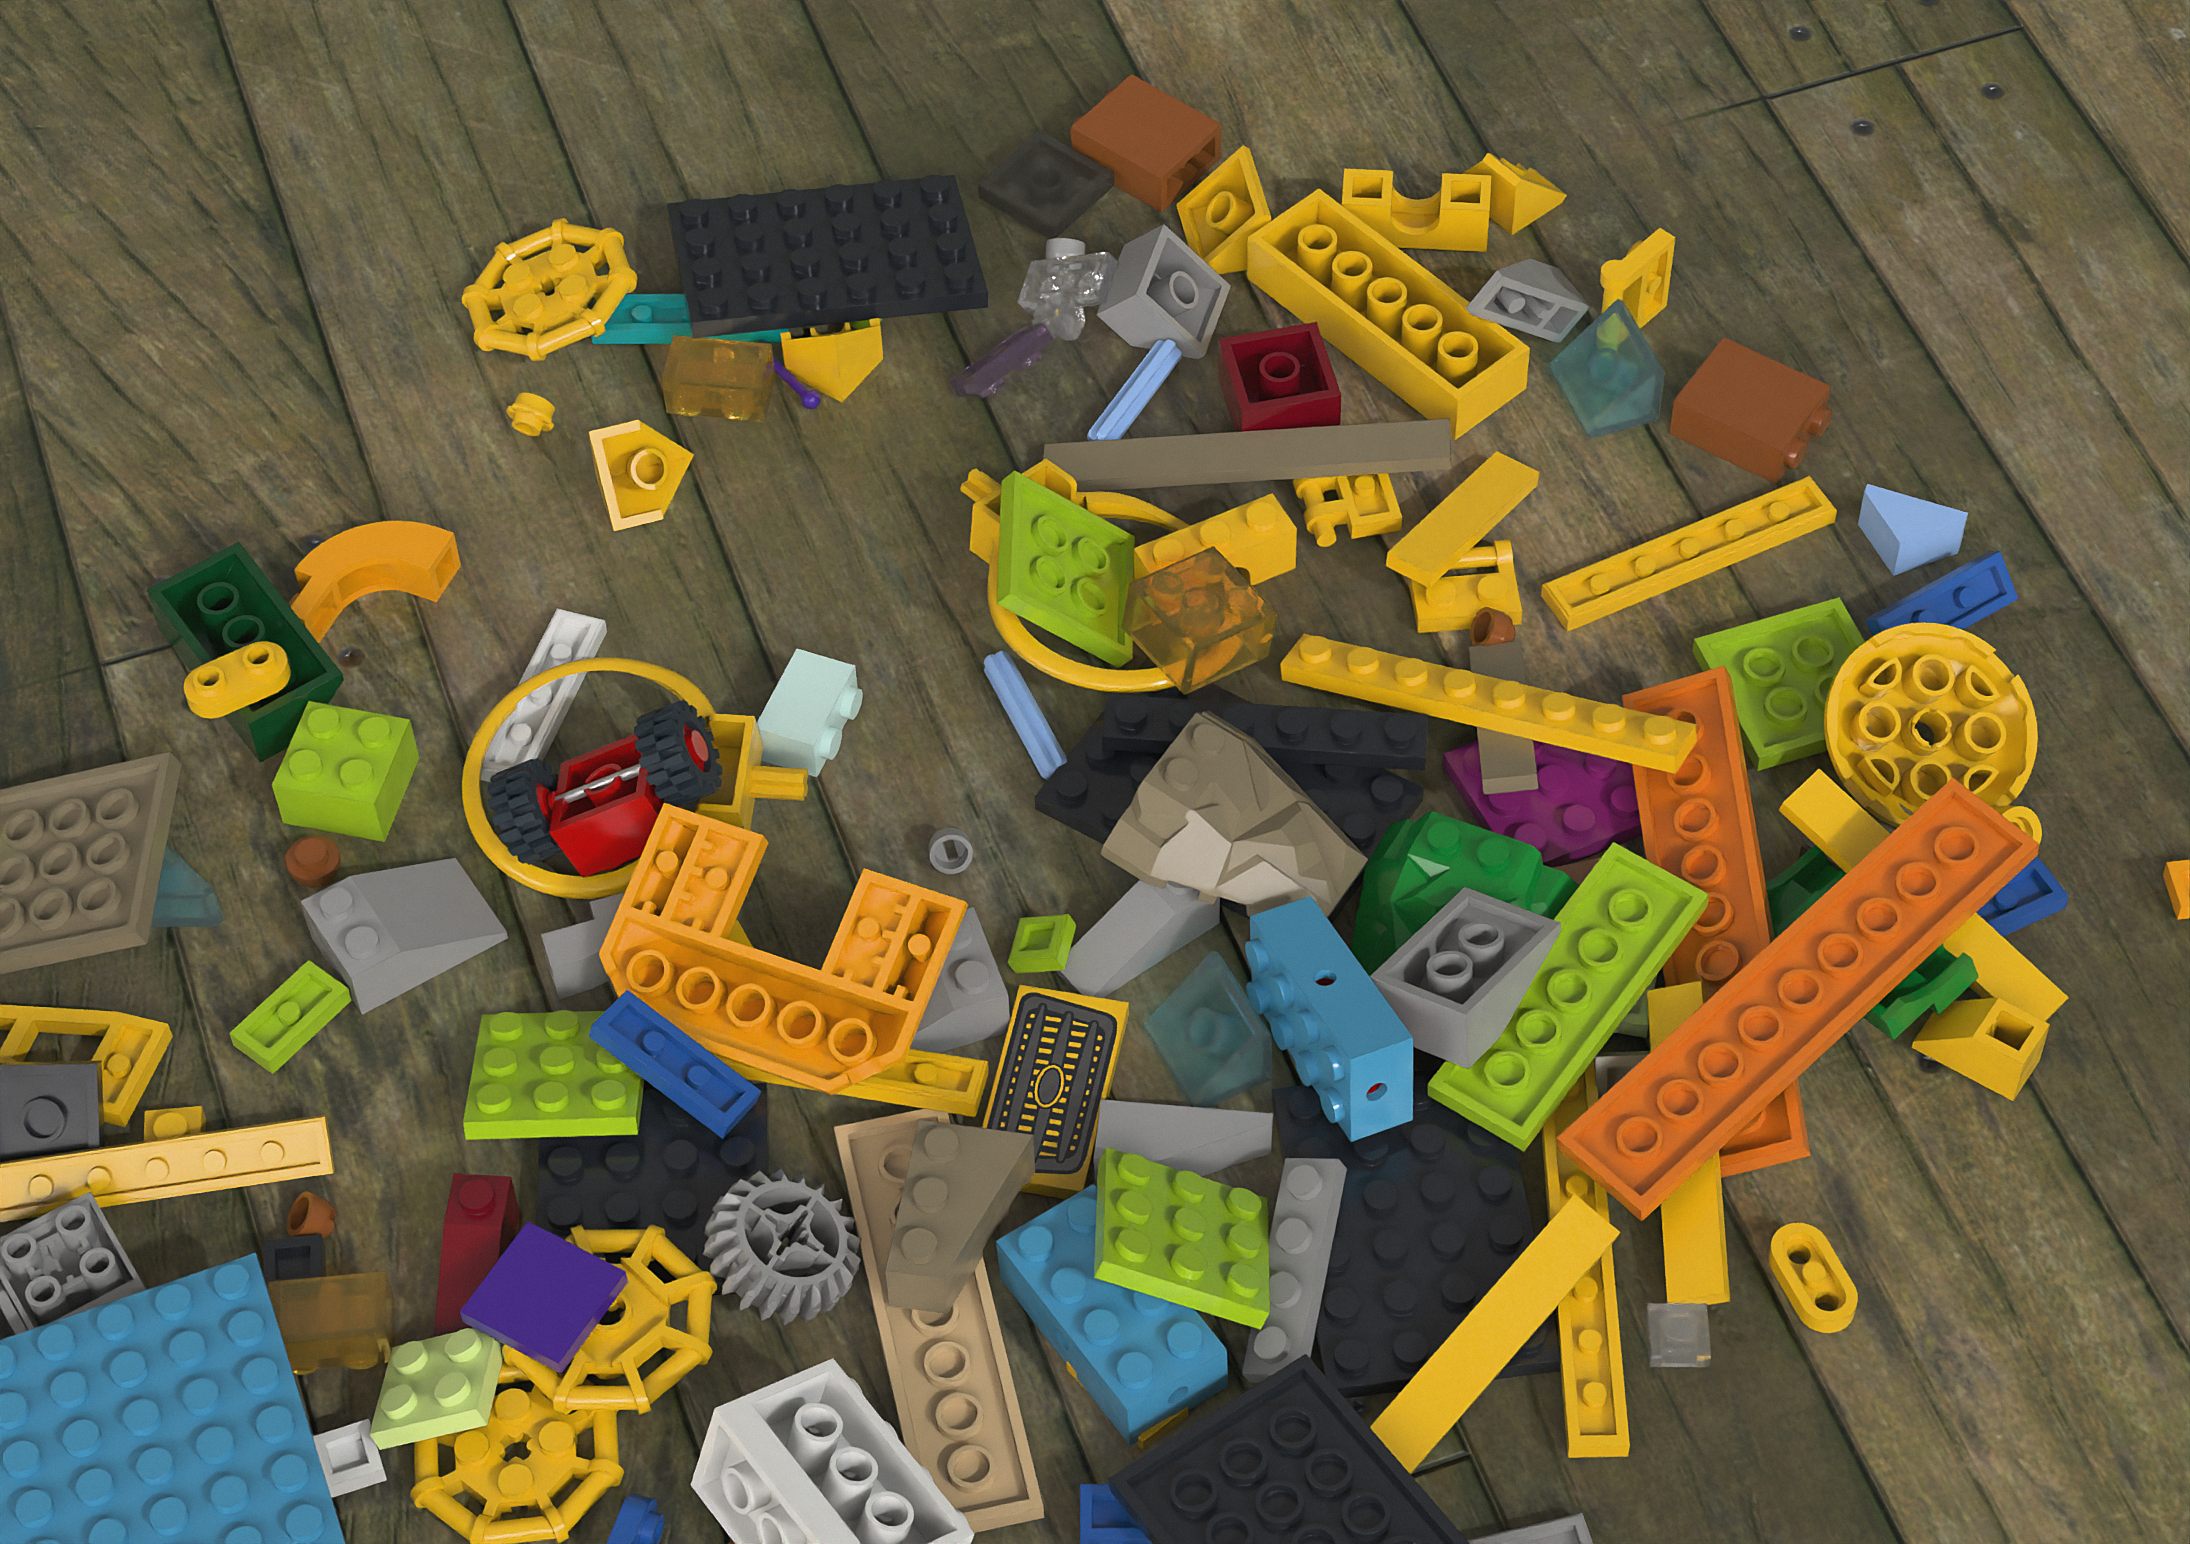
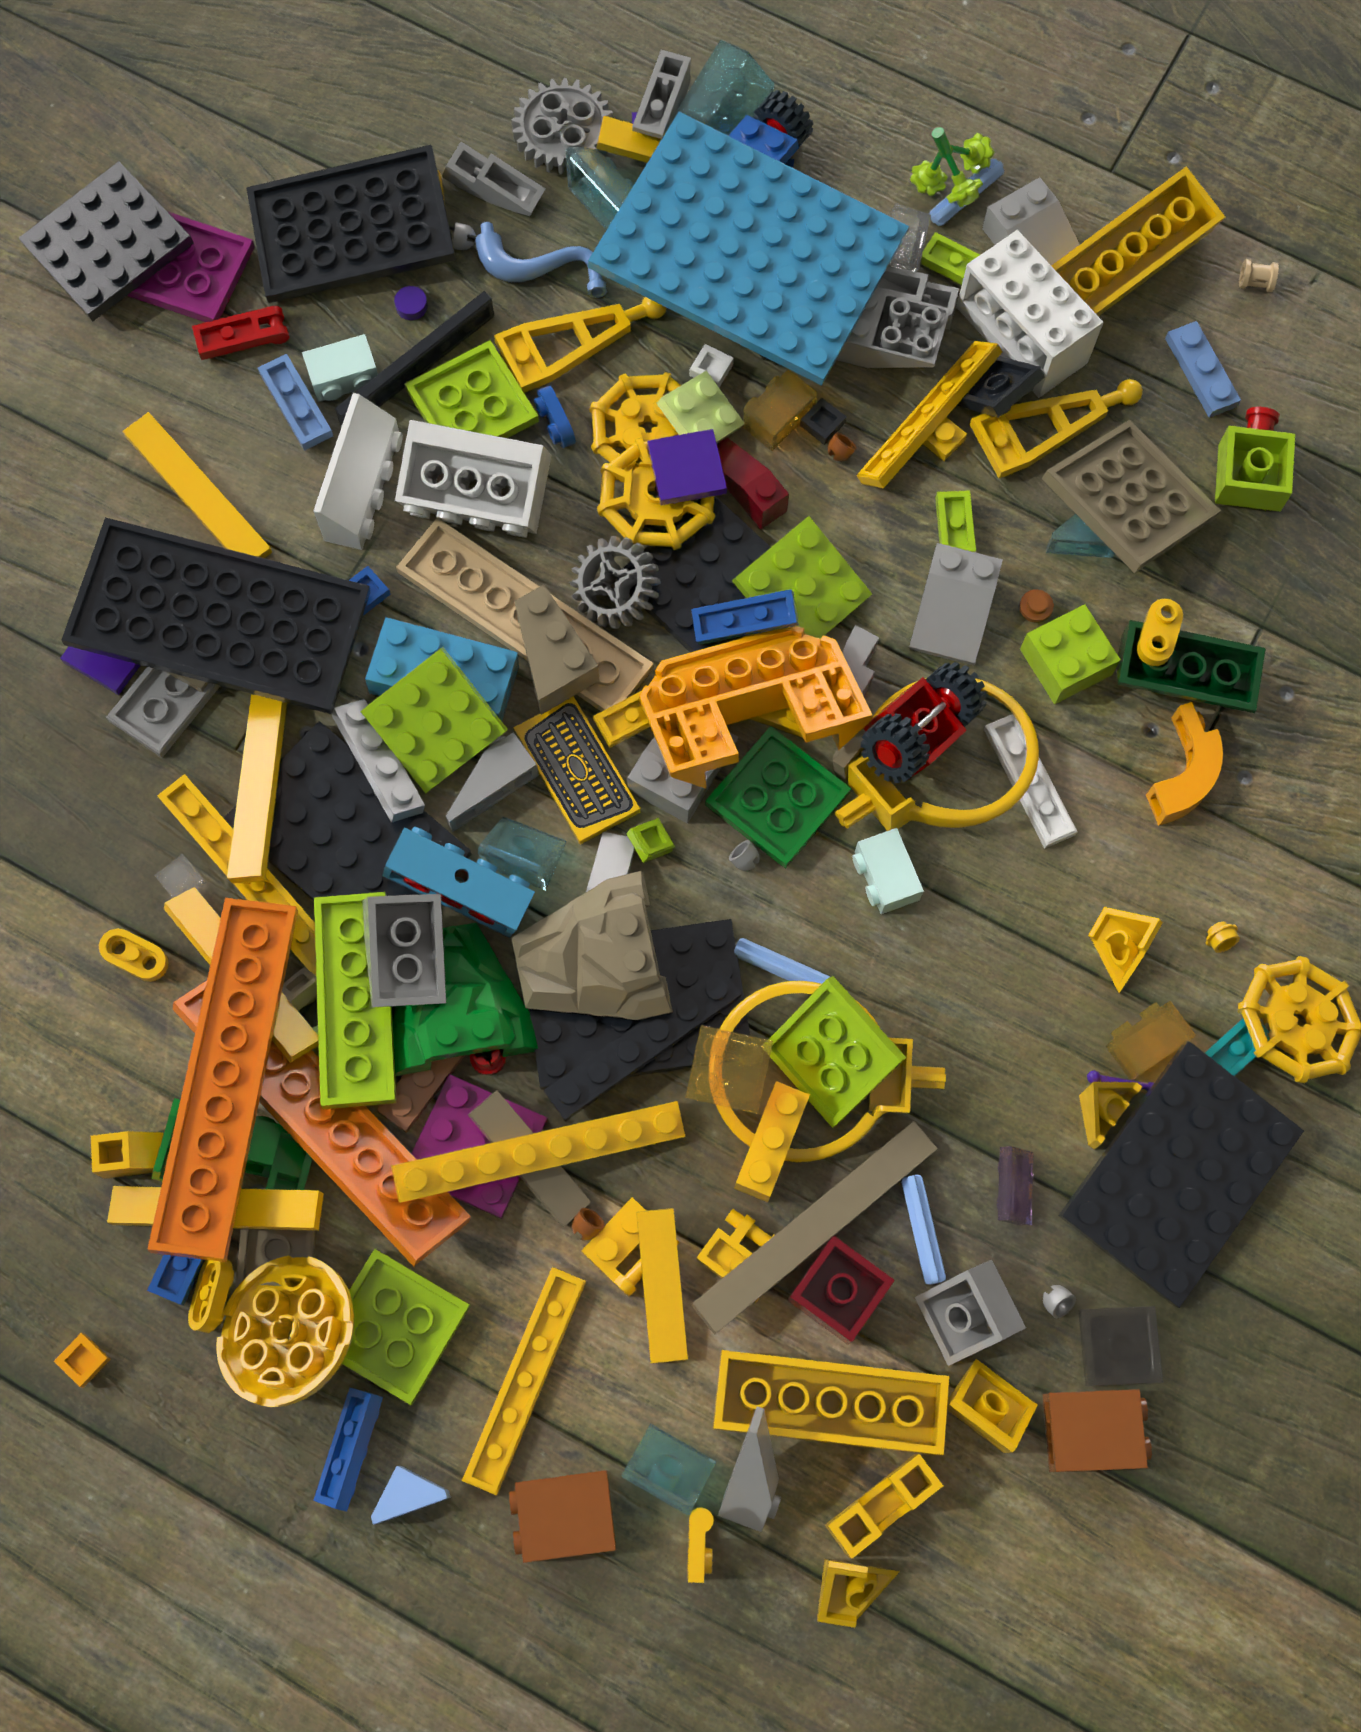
camera: 135 degrees right, 20 degrees up
(818, 862) = (777, 797): none -> green plate
(1063, 286) = (1021, 1263): clear hinge -> none

